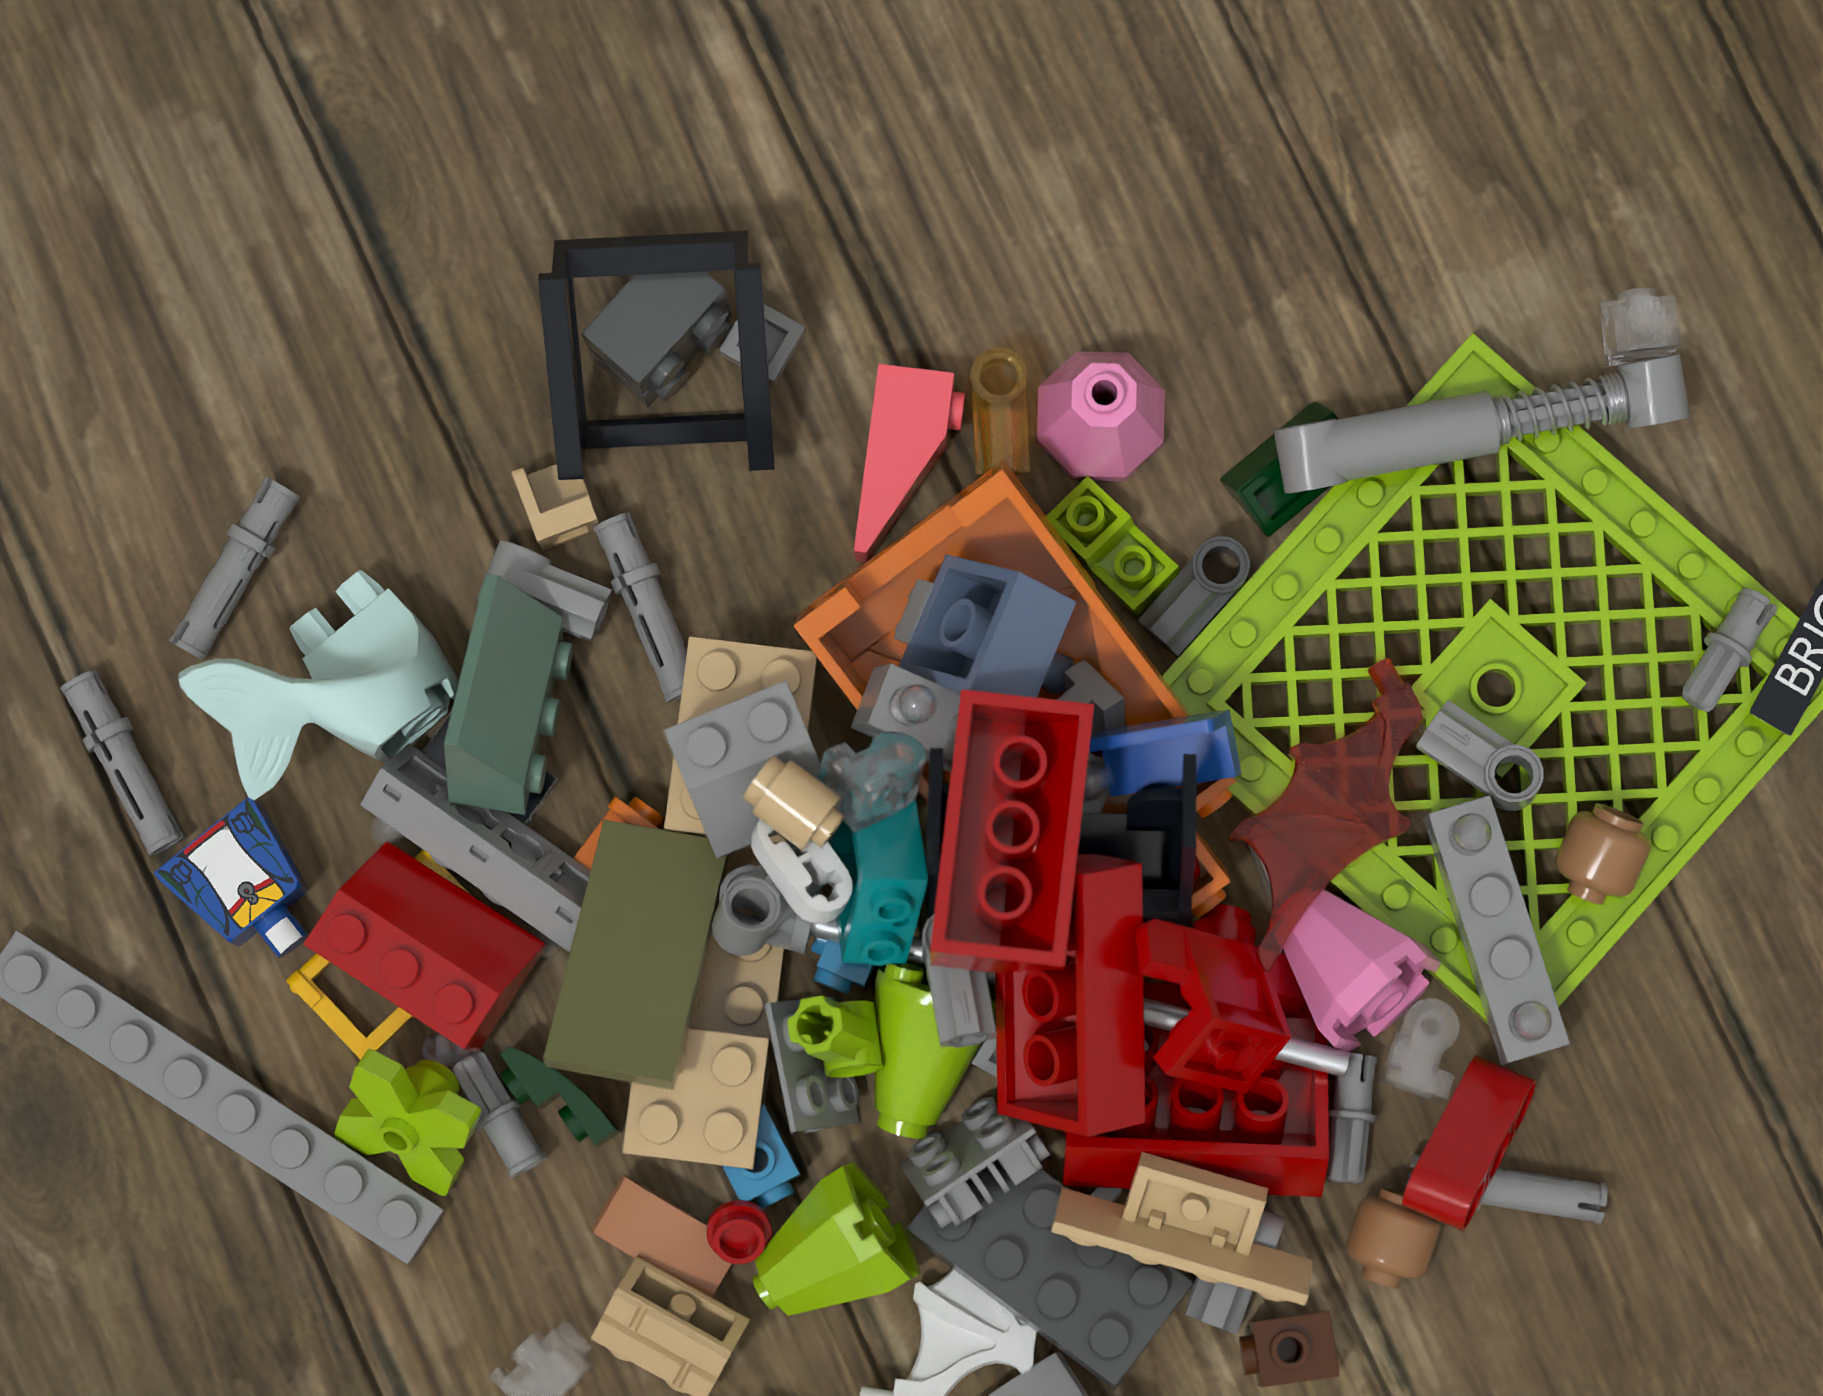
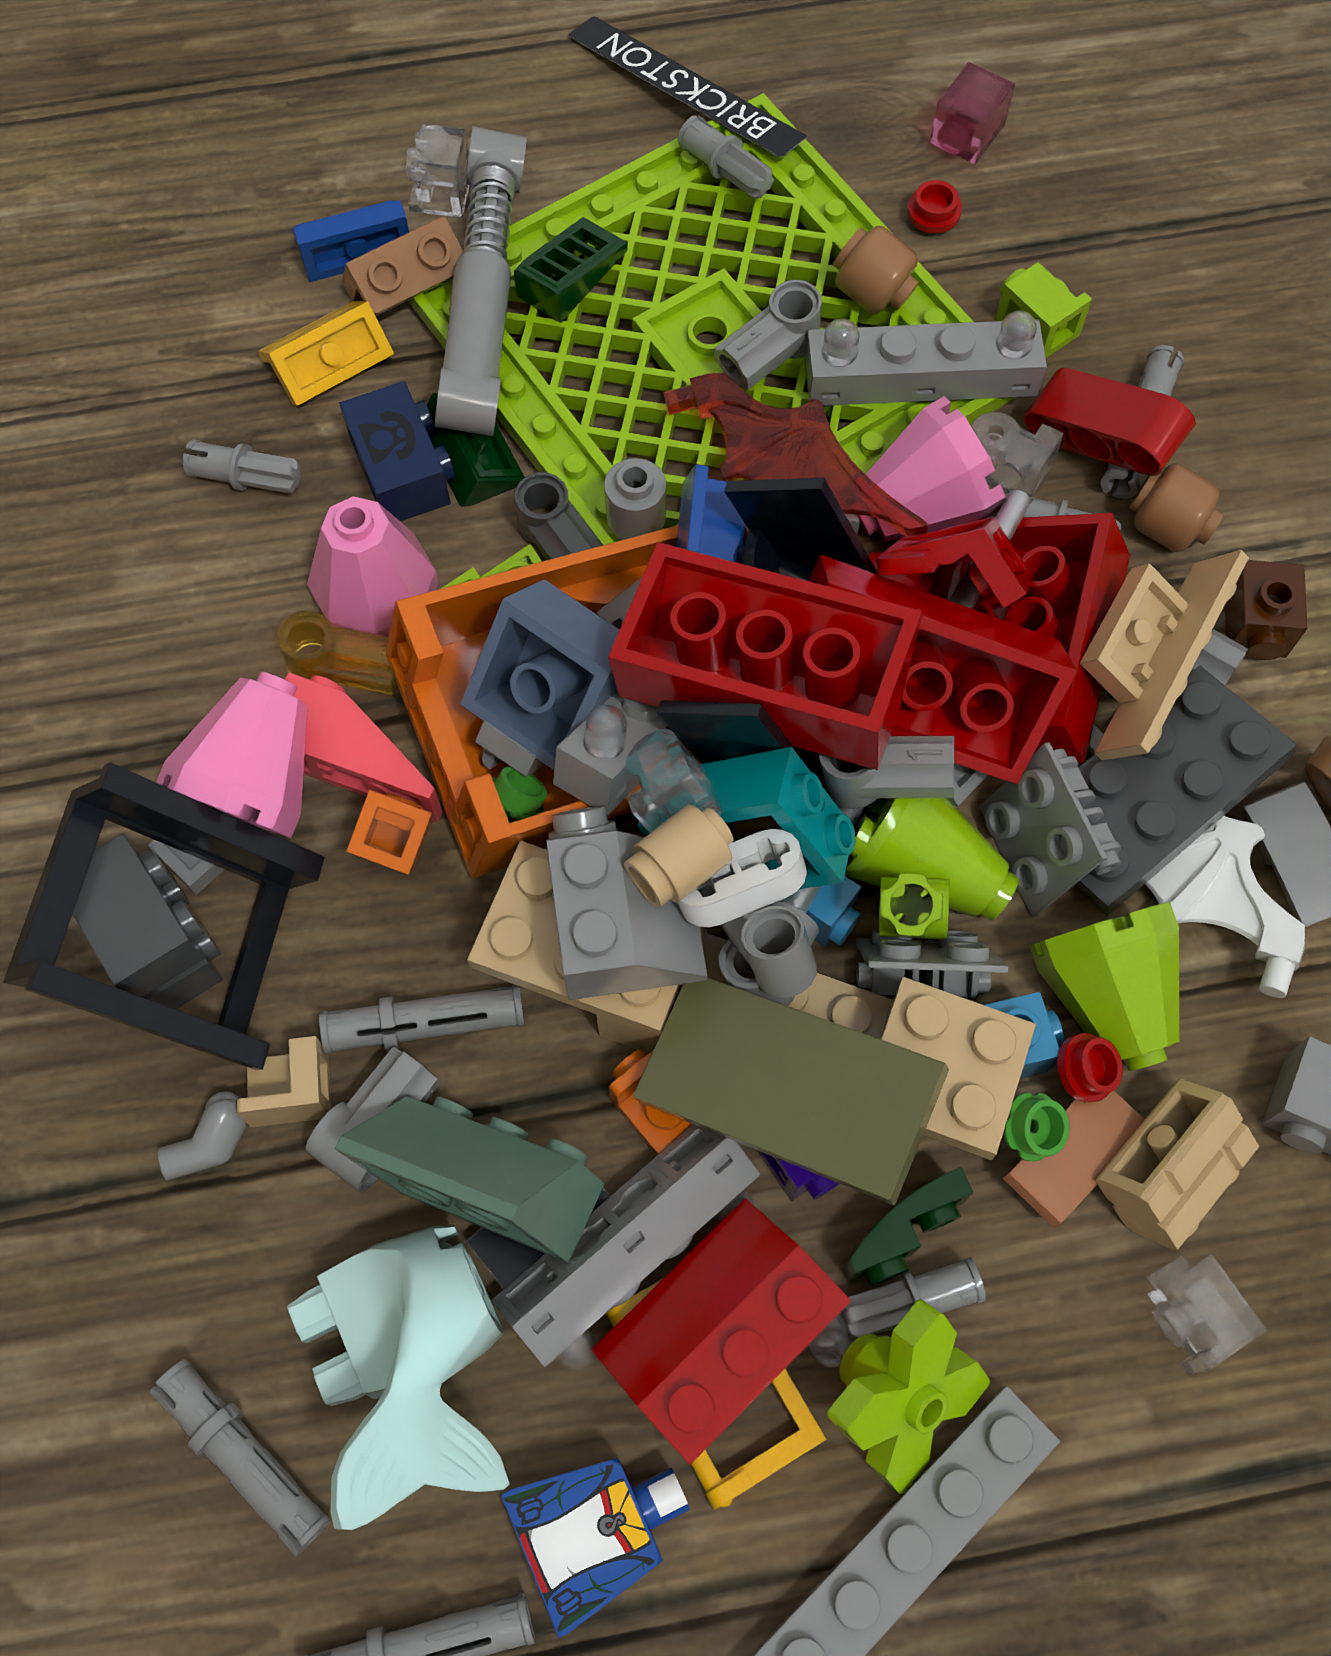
camera: 80 degrees left, 15 degrees down
(492, 453) = (212, 1142): none -> light grey arm
(661, 1202) = (1048, 1126): none -> bright green plate
(825, 525) = (391, 831): none -> orange brick
(826, 707) = (581, 822): none -> light grey plate
(834, 369) = (246, 755): none -> bright pink cone
(872, 634) = (520, 794): none -> bright green plate
(1197, 238) = (242, 467): none -> light grey axle
(1223, 683) = (635, 498): none -> light grey brick
(1254, 395) = (396, 451): none -> dark blue brick
(1371, 274) = (327, 351): none -> yellow panel
(1488, 331) = (404, 267): none -> medium nougat bracket
(1520, 483) = (562, 296): none -> dark green slope
(1535, 253) = (337, 239): none -> blue panel
(1626, 1049) = (1048, 300): none -> lime brick
(1750, 905) = (934, 207): none -> red plate

